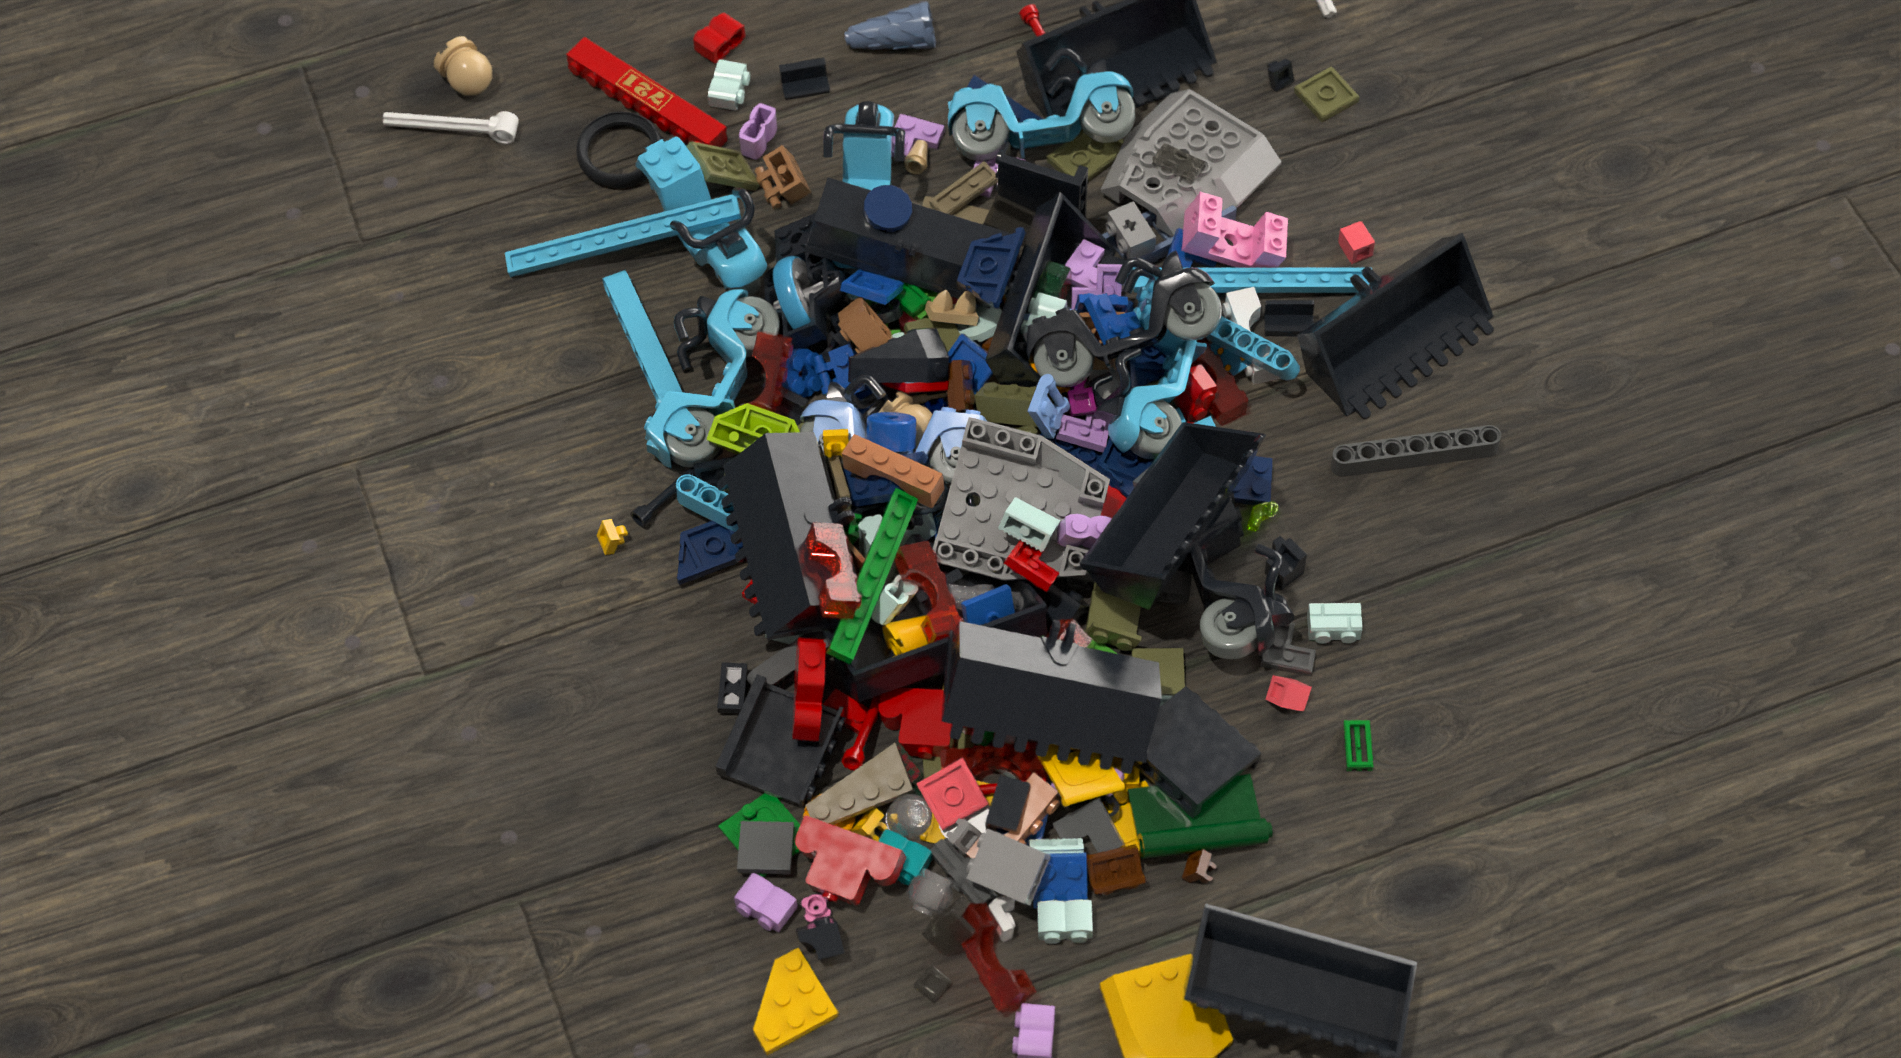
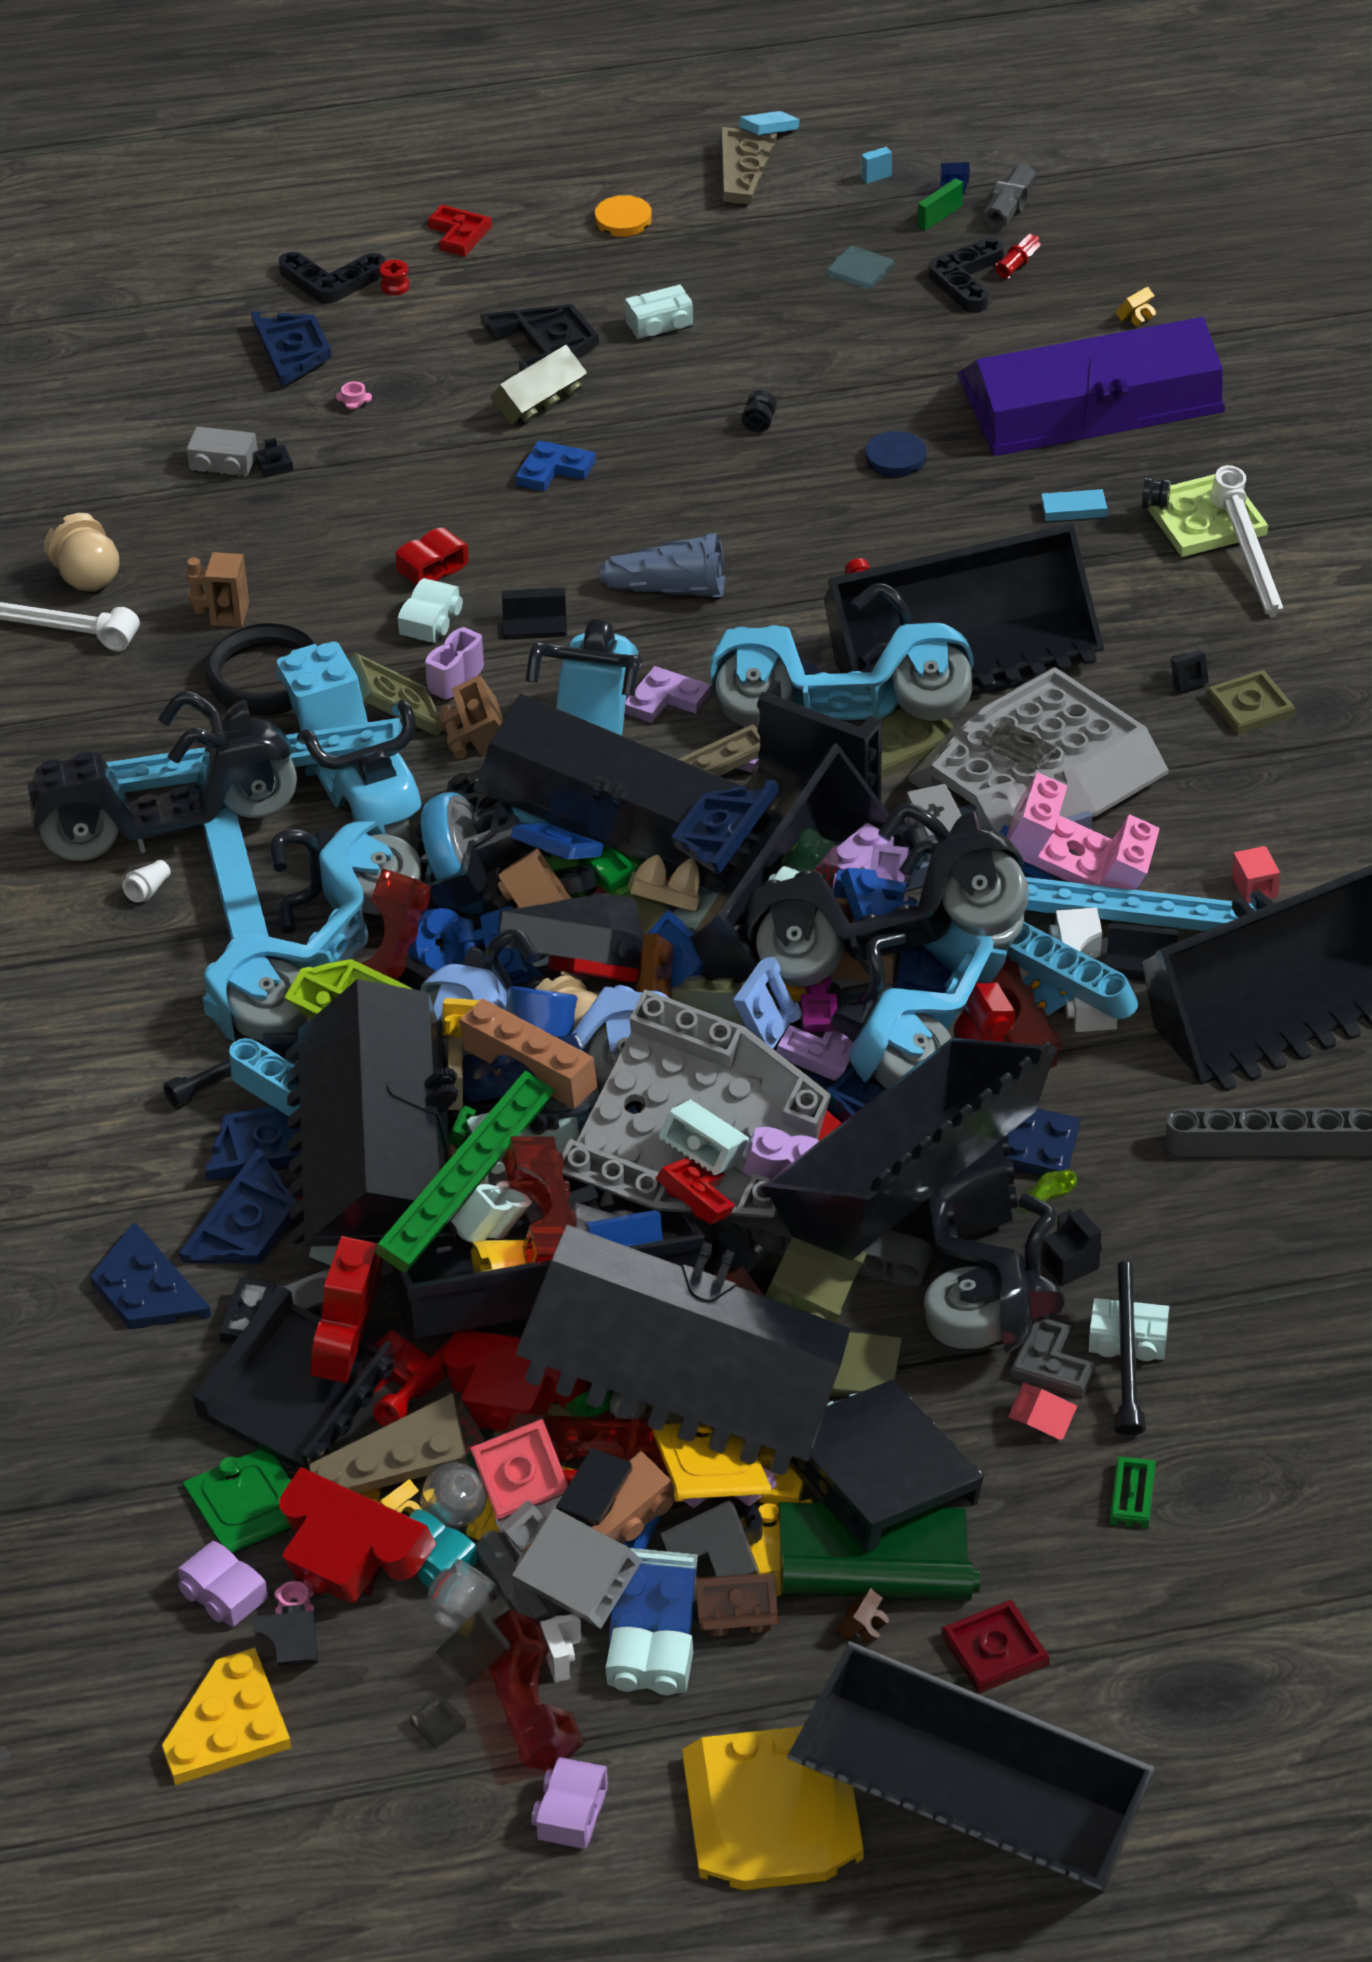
camera: 10 degrees right, 15 degrees down
(576, 343) = (143, 882): none -> white cone
(577, 86) = (225, 588): none -> medium nougat brick
(610, 536) = (129, 1110): yellow tile -> none
(629, 248) = (243, 766): none -> black piece
(644, 95) = (315, 609): red brick -> none
(654, 673) = (145, 1284): none -> dark blue wing
(714, 613) = (244, 1219): none -> dark blue wing
(765, 847) = (239, 1513): dark grey tile -> none
(830, 547) = (407, 1173): clear red arch -> none
(887, 208) = (594, 739): dark blue tile -> none
(917, 158) = (664, 717): tan cone -> none
(1289, 875) = (995, 1646): none -> dark red tile
(1346, 690) = (1129, 1418): none -> black piece

